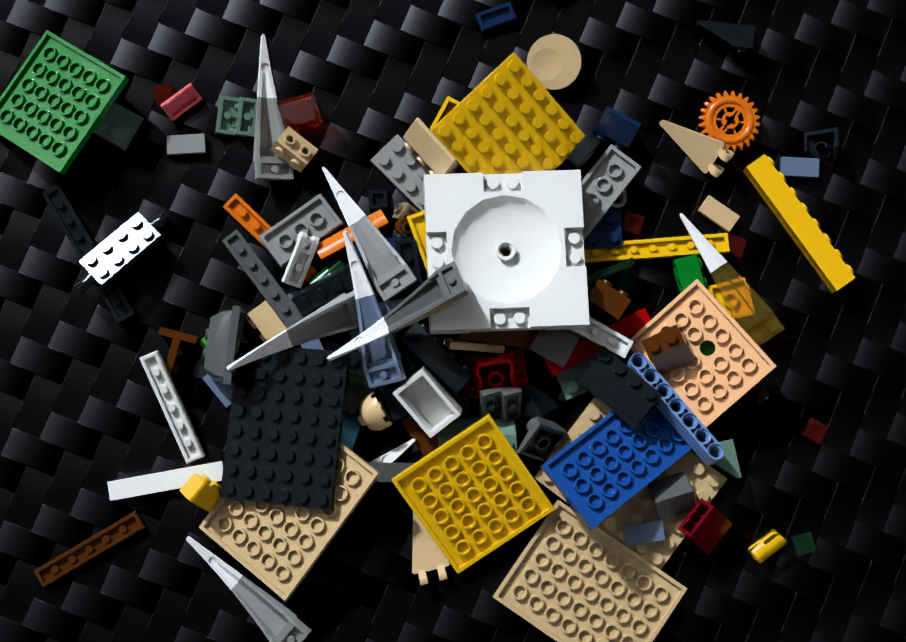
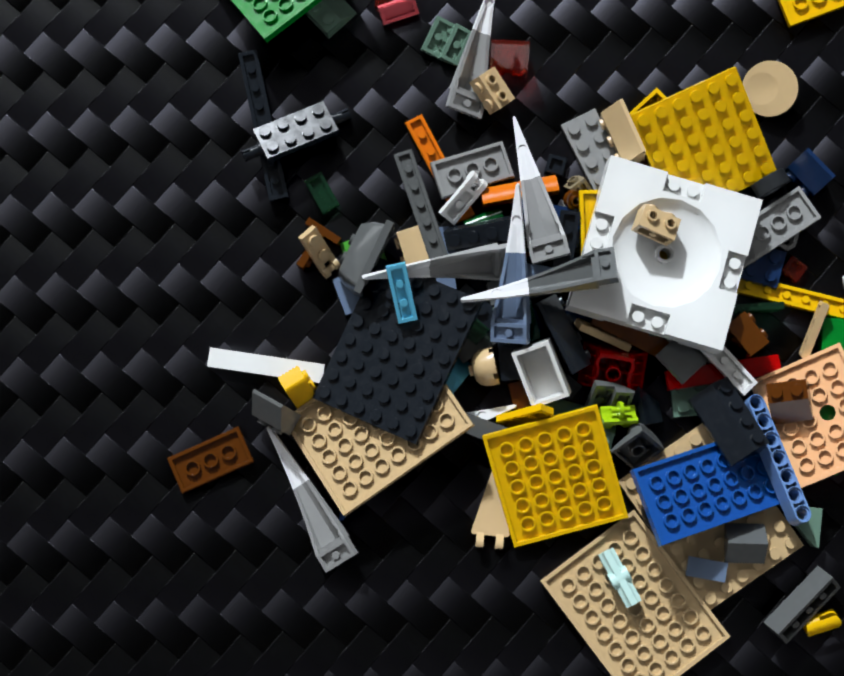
camera: 25 degrees right, 0 degrees up
(89, 549) = (172, 405): reddish brown tile -> none
(143, 588) = (210, 460): none -> reddish brown tile
(166, 299) = (322, 193): none -> clear green tile
(172, 406) = (295, 297): white tile -> none
(180, 356) = (319, 251): none -> tan plate
(186, 144) = (389, 52): light grey tile -> none
(187, 525) = (273, 413): none -> dark grey slope
(269, 370) = (401, 292): none -> medium azure plate
(425, 446) = (525, 415): none -> yellow tile
(487, 226) = (656, 224): none -> tan brick
(496, 17) = (727, 27): dark blue tile -> none
(513, 416) = (618, 415): none -> lime hips
(565, 569) = (619, 577): none -> light aqua piece
(669, 273) = (814, 329): none -> tan tile
(705, 526) = (767, 582): dark red brick -> none
(743, 535) = (802, 604): none -> dark grey brick

